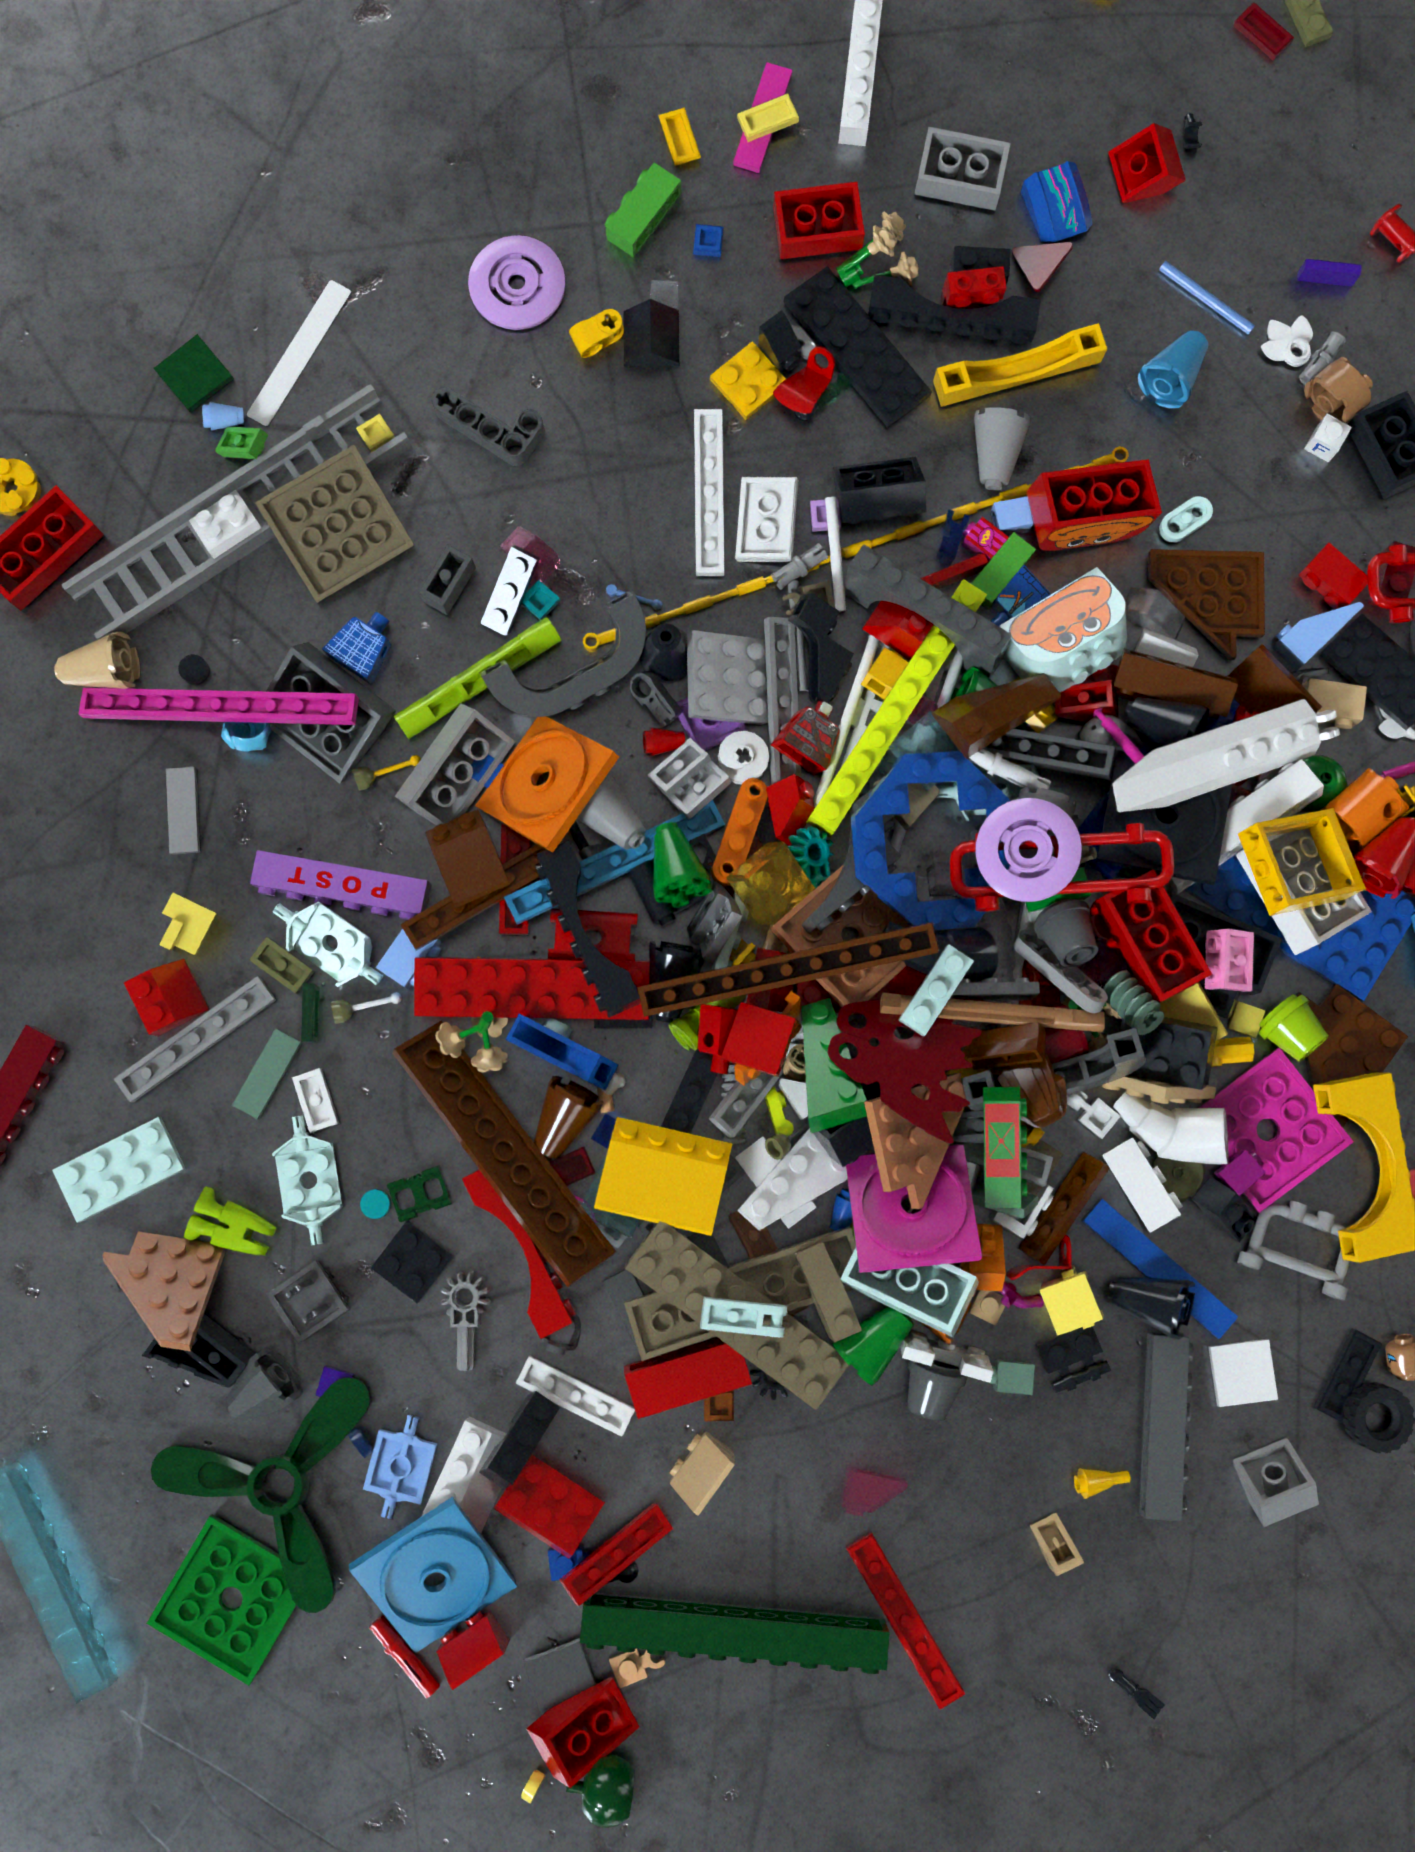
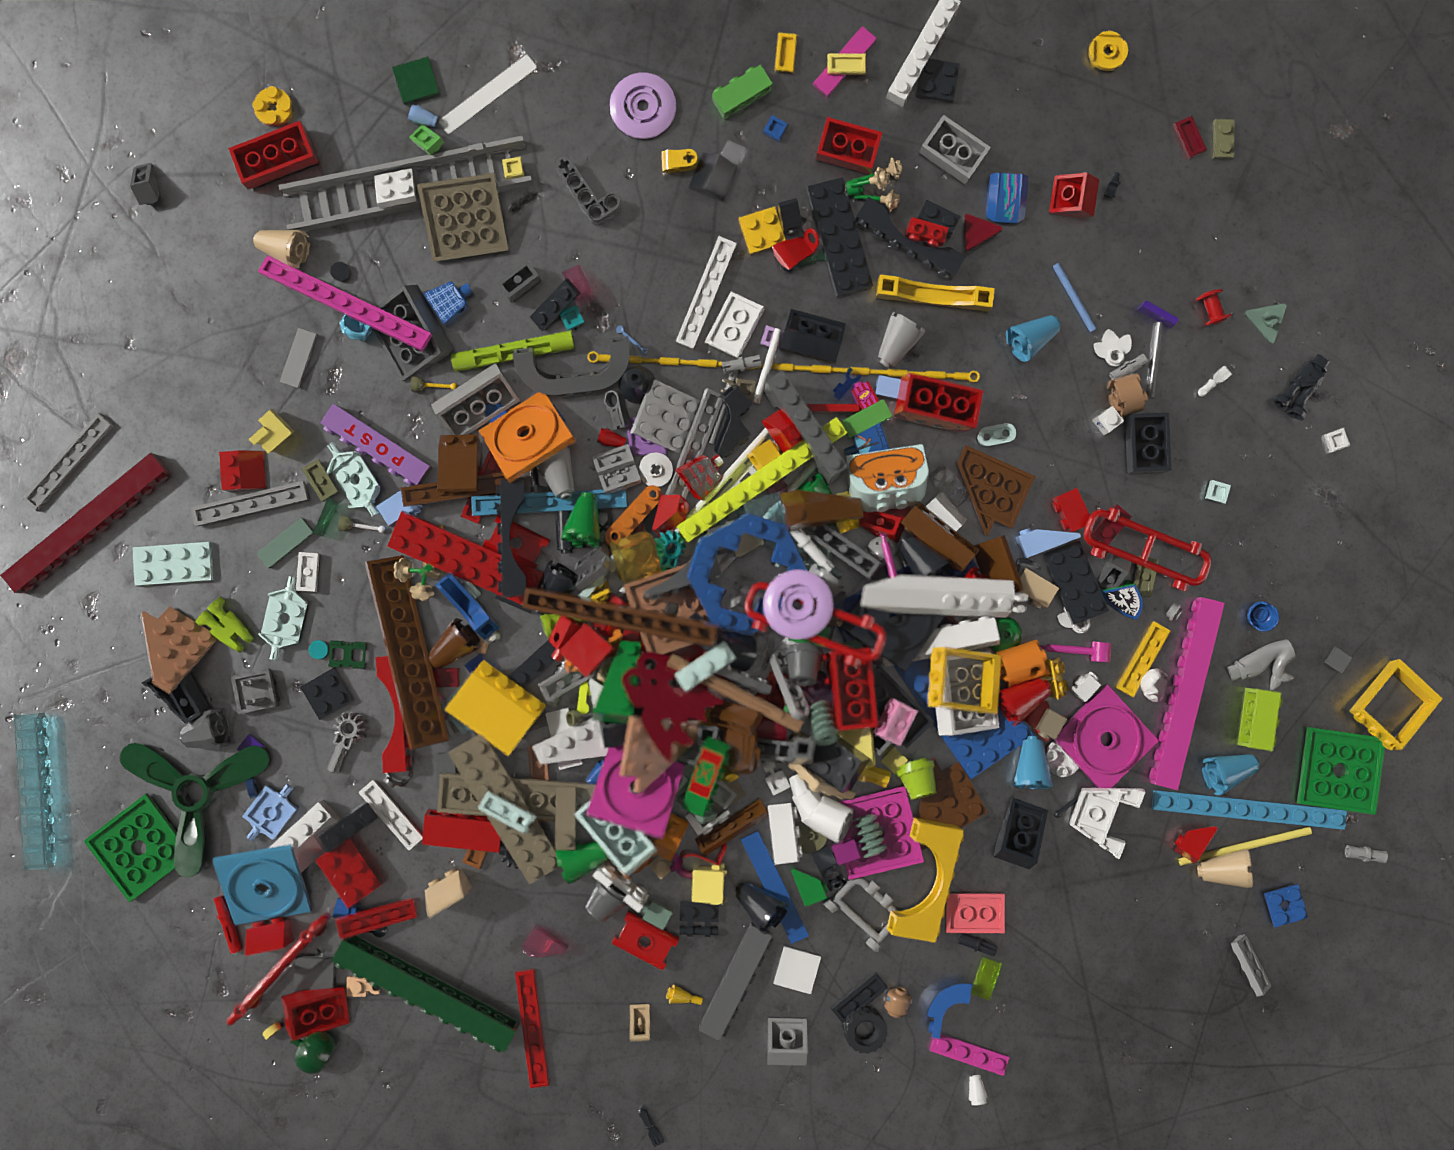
camera: 20 degrees right, 5 degrees up
(486, 1750) = (254, 998): none -> red bar
(899, 92) = (938, 80): none -> black plate
(1034, 1428) = (655, 951): none -> red piece
(1209, 1247) = (809, 886): none -> green slope
(1264, 1134) = (870, 835): none -> sand green piece
(1350, 329) = (1155, 360): none -> flat silver bar

